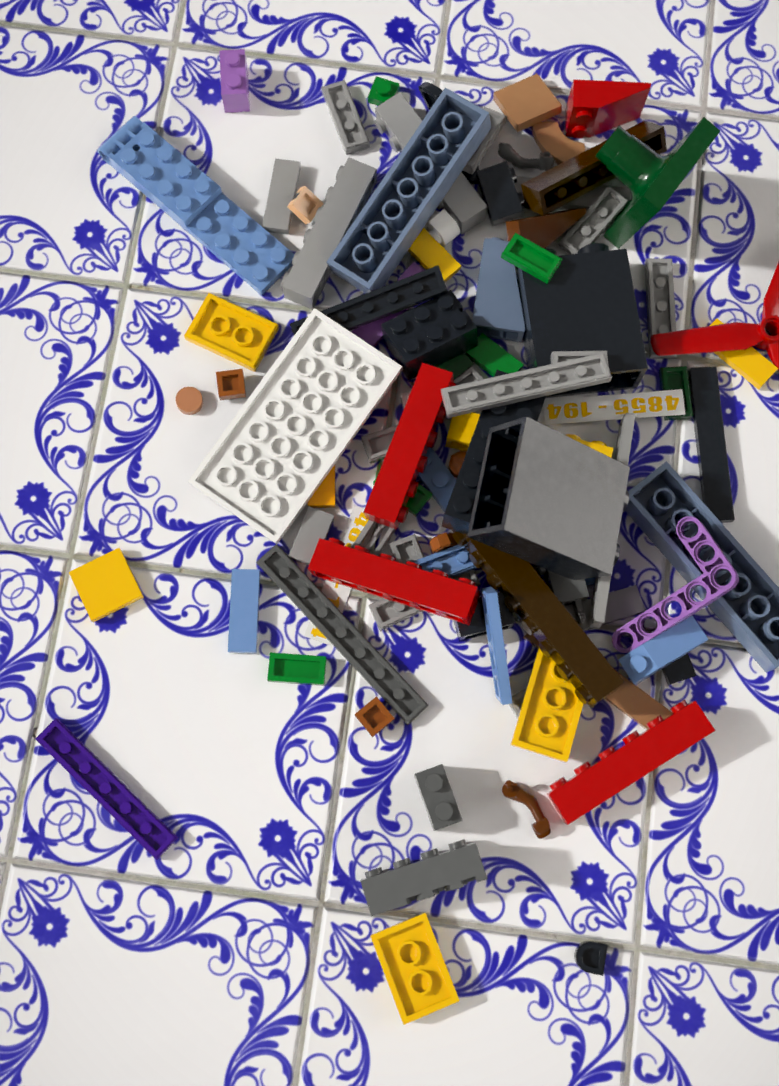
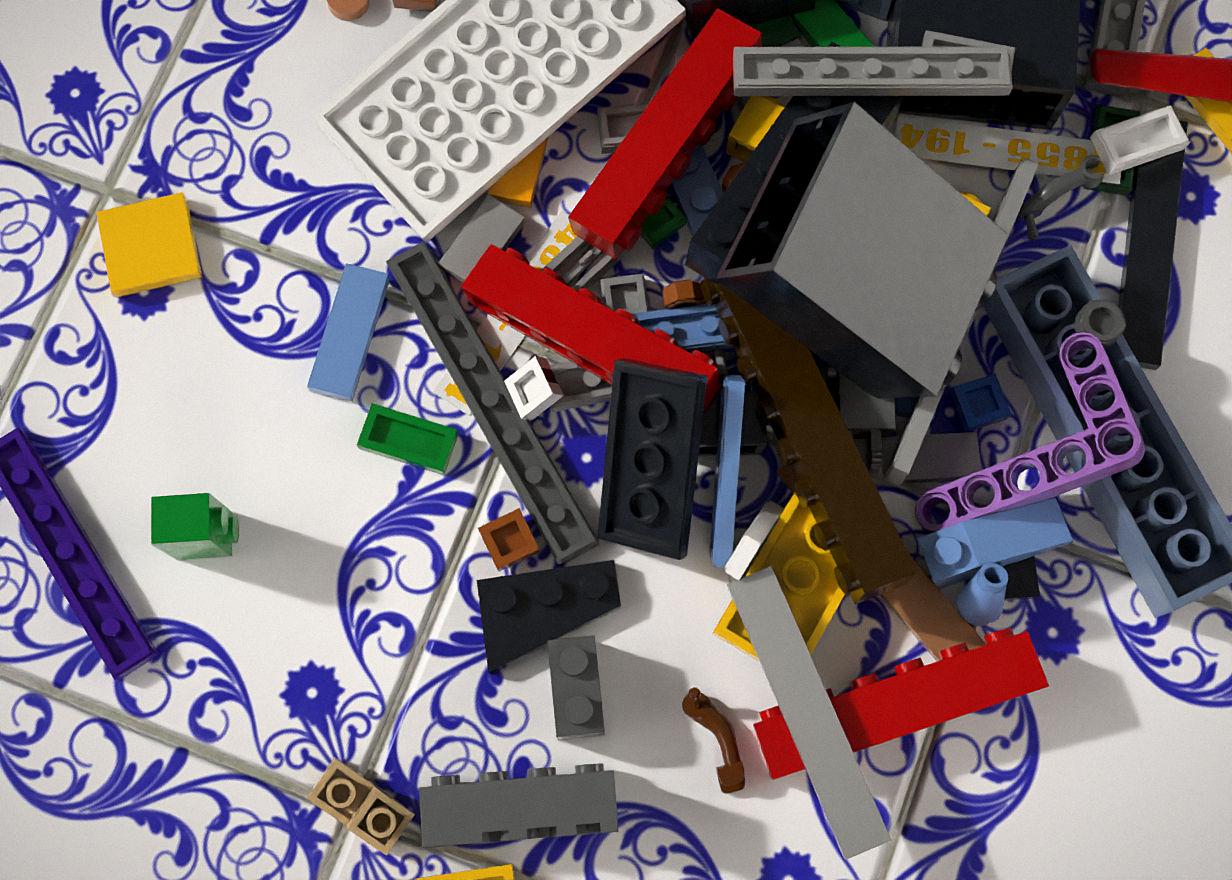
camera: 15 degrees right, 0 degrees up
(183, 755) = (192, 526): none -> green brick
(325, 899) = (360, 806): none -> tan slope
(366, 620) = (533, 388): none -> white plate
(404, 752) = (541, 606): none -> black wing
(450, 648) = (651, 457): none -> black tile
(522, 683) = (753, 539): none -> white tile
(579, 780) = (809, 713): none -> light grey tile
(634, 567) = (980, 402): none -> blue plate
(648, 427) = (1053, 190): none -> dark grey piece
(664, 684) = (984, 595): none -> medium blue cone
(691, 385) = (1139, 140): none -> white tile
(694, 505) = (1102, 320): none -> dark grey tile

